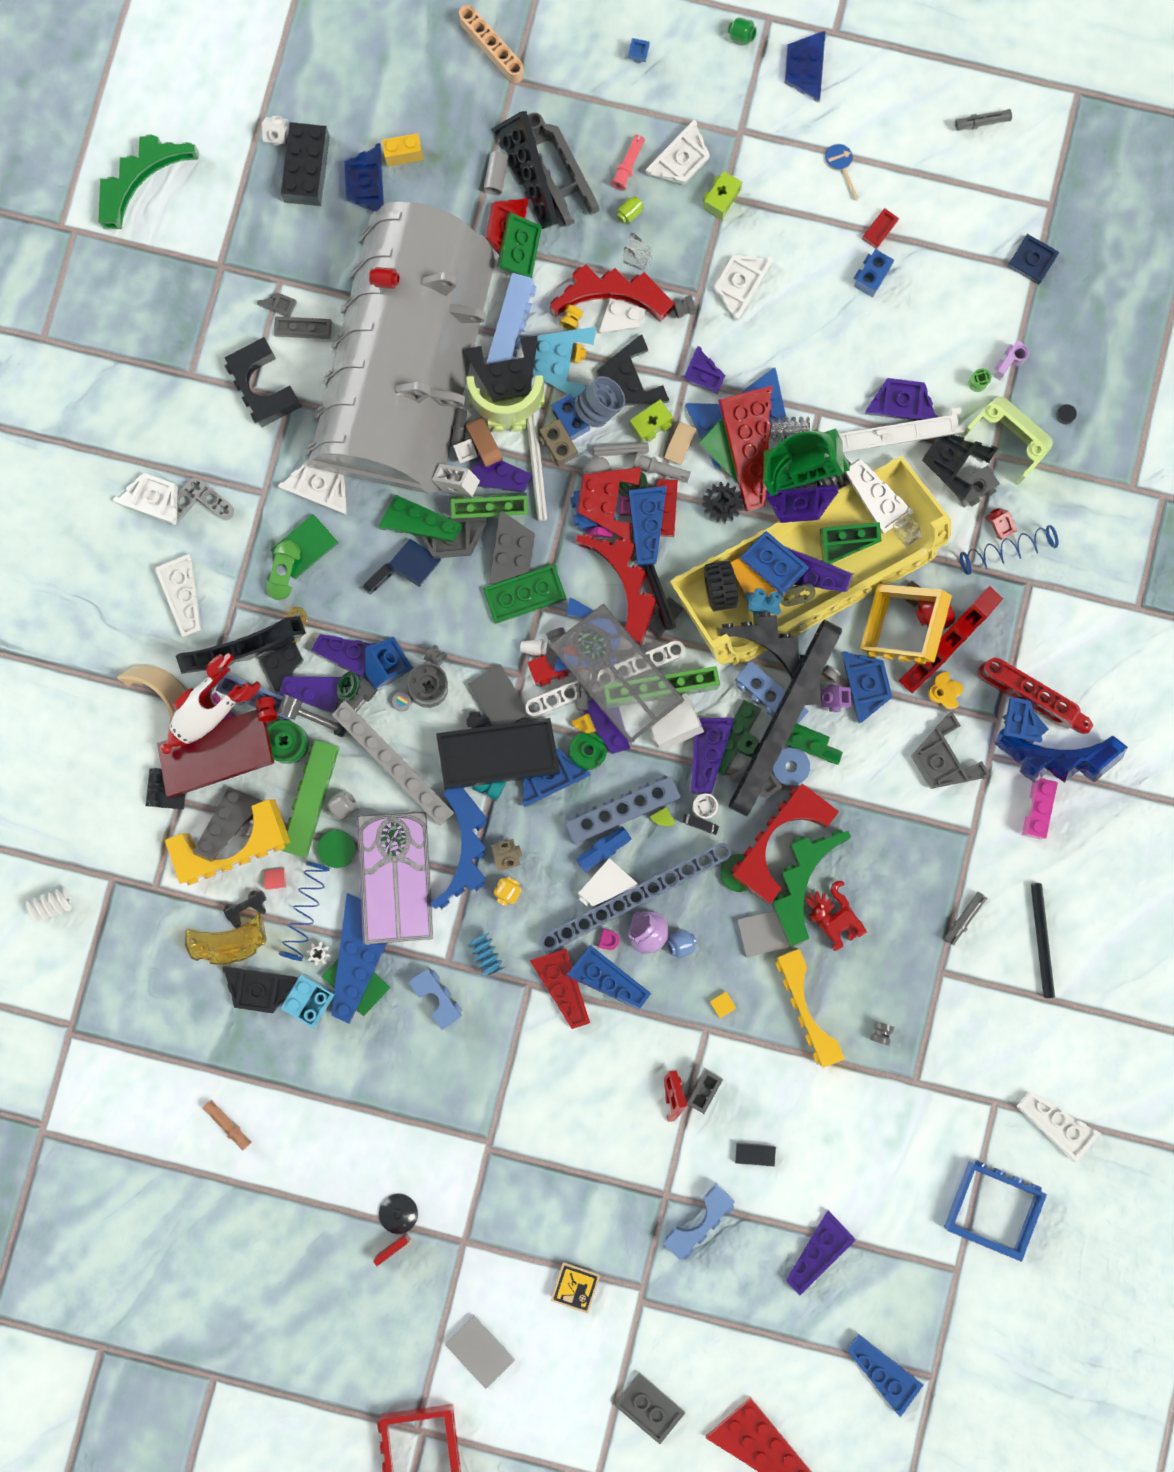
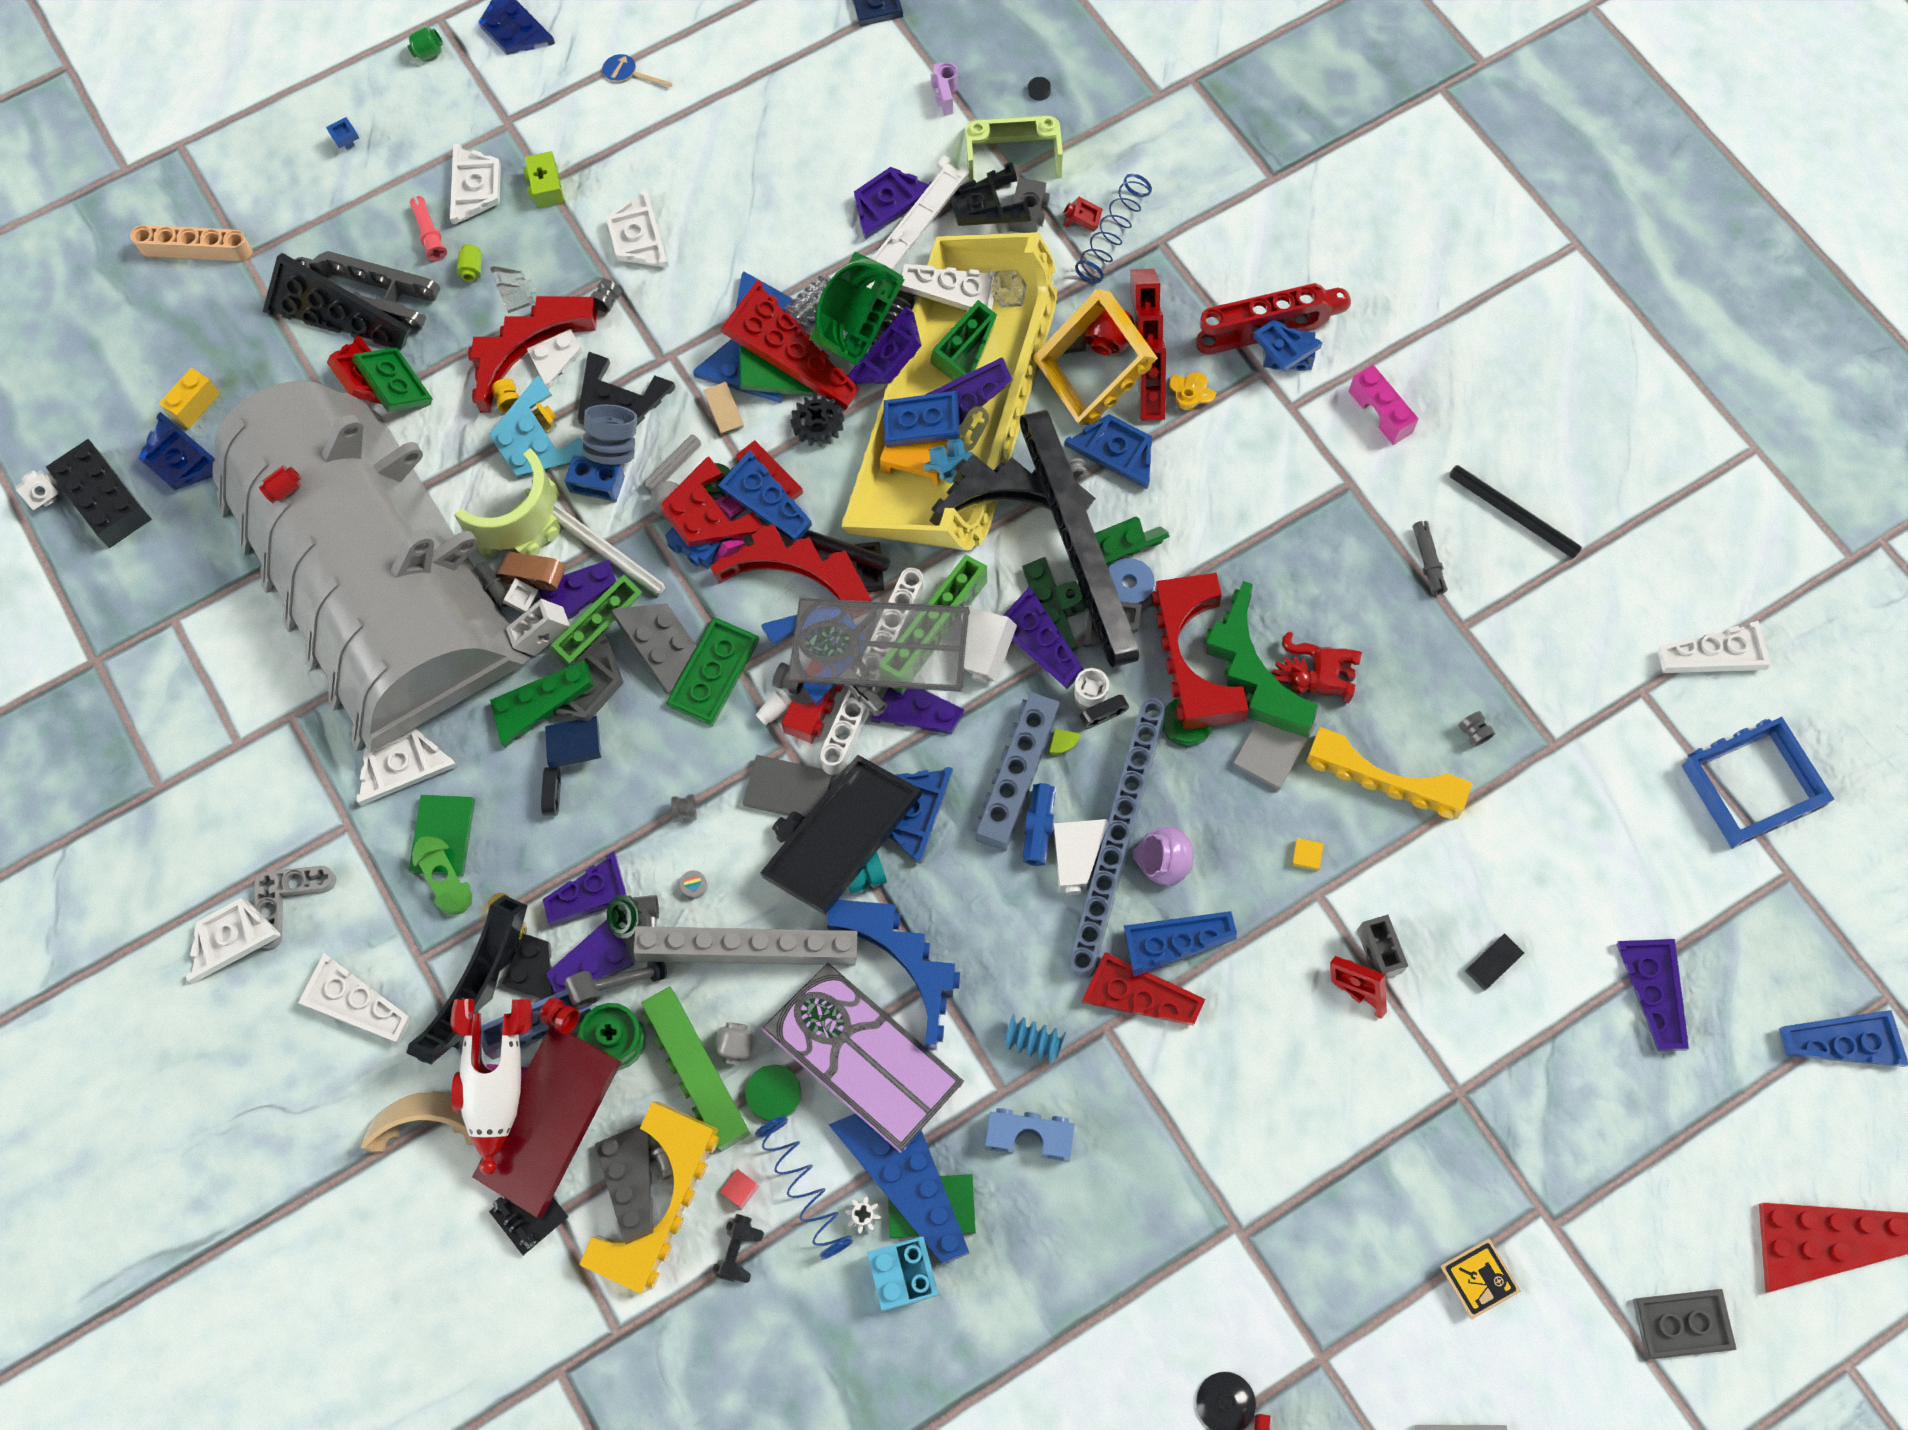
camera: 45 degrees left, 15 degrees down
(229, 945) = (759, 1309): clear yellow windscreen -> none
(242, 365) = (269, 745): black arch -> none
(257, 989) = (835, 1321): black wing -> none
(279, 304) = (192, 640): dark grey tile -> none
(302, 327) = (239, 639): dark grey tile -> none
(385, 662) = (639, 862): blue slope -> none
(420, 677) = (700, 825): dark grey wheel -> none
(495, 173) = (305, 341): light grey pin -> none
(506, 378) = (497, 491): black wing -> none
(506, 854) = (951, 922): dark tan brick -> none
(507, 891) = (989, 956): yellow head -> none
(512, 319) = (455, 457): light blue brick -> none
(562, 441) = (608, 504): dark tan brick -> none
(584, 724) = (895, 730): yellow tile -> none
(585, 761) = (926, 762): green tile -> none
(609, 940) = (1135, 905): dark pink tile -> none
(652, 465) = (717, 448): light grey pin -> none
(656, 412) = (676, 413): lime brick -> none
(681, 943) = (1207, 836): medium blue head -> none
(682, 1240) = (1516, 1046): medium blue arch -> none
(704, 373) = (682, 332): dark purple wing -> none
(721, 586) = (893, 483): black tyre -> none
(753, 672) = (1029, 532): medium blue brick -> none
(835, 697) = (1103, 482): medium lavender brick -> none
(875, 273) = (749, 123): blue brick -> none
(880, 228) = (717, 89): red tile -> none
(938, 761) = (1253, 451): dark grey wing -> none
(976, 382) = (936, 124): bright green wheel -> none
(1063, 764) = (1360, 345): clear blue arch -> none

